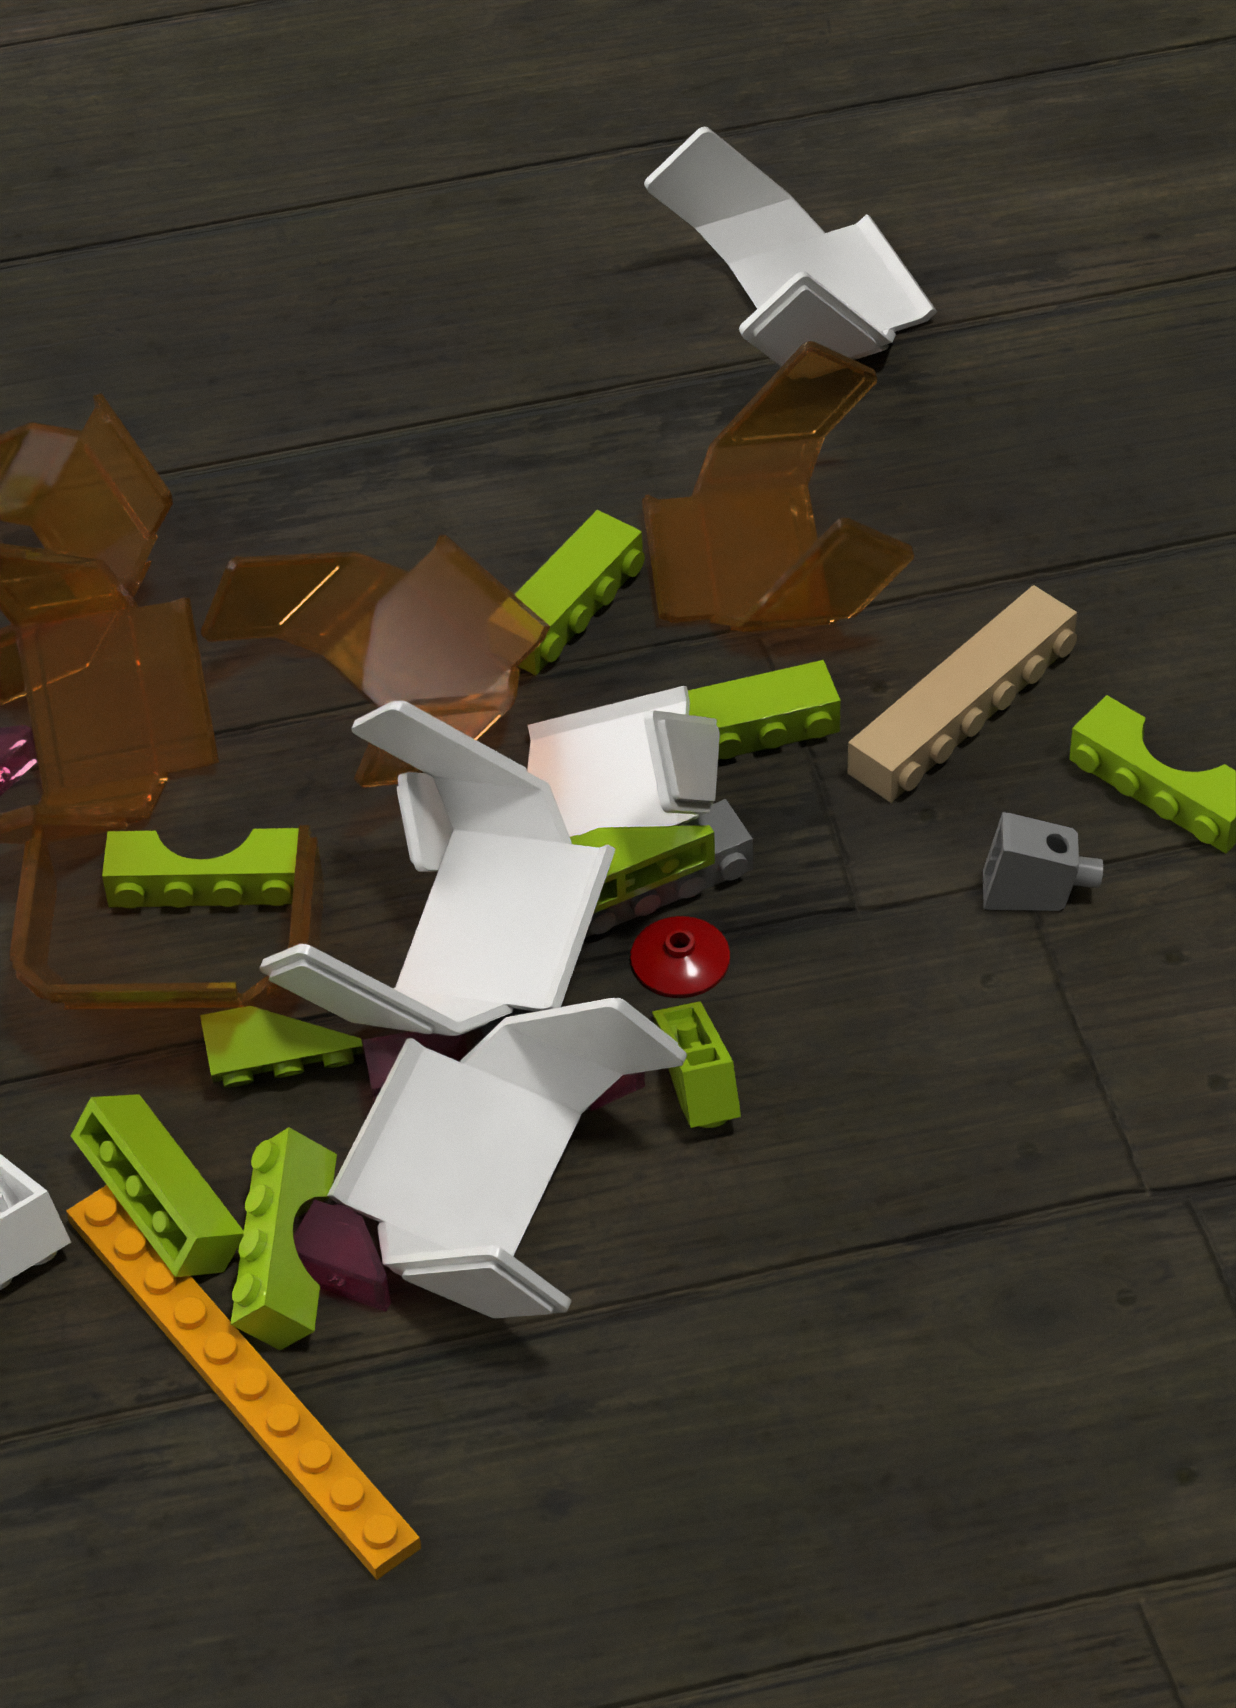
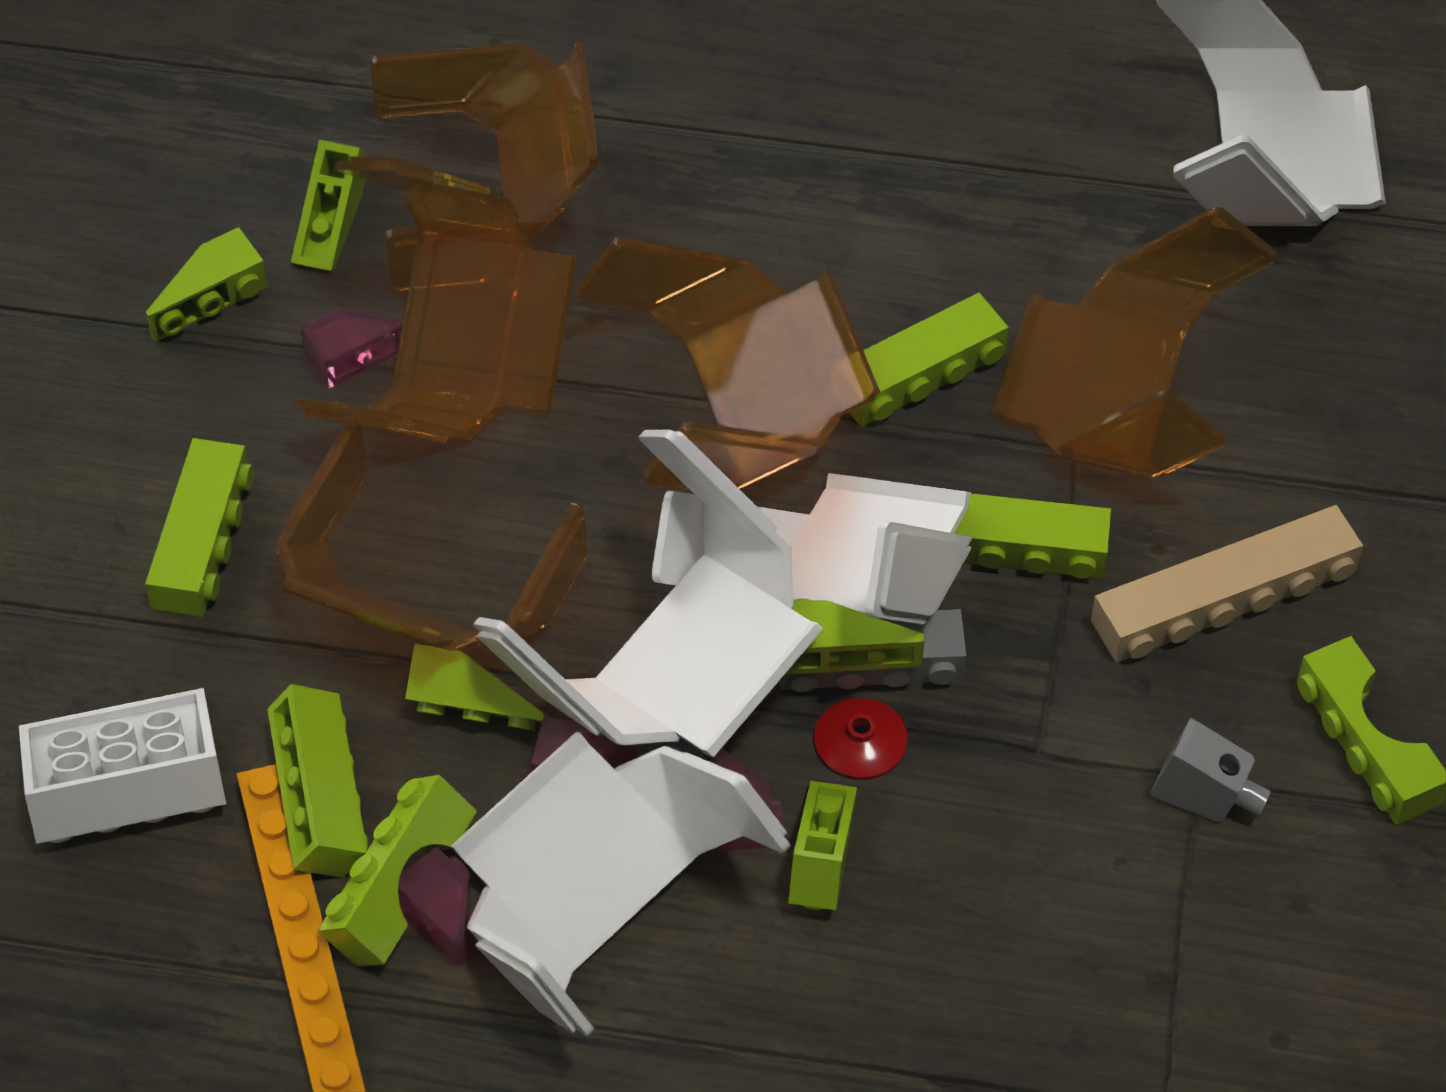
camera: 20 degrees right, 5 degrees up
(147, 874) = (437, 492): lime arch -> none

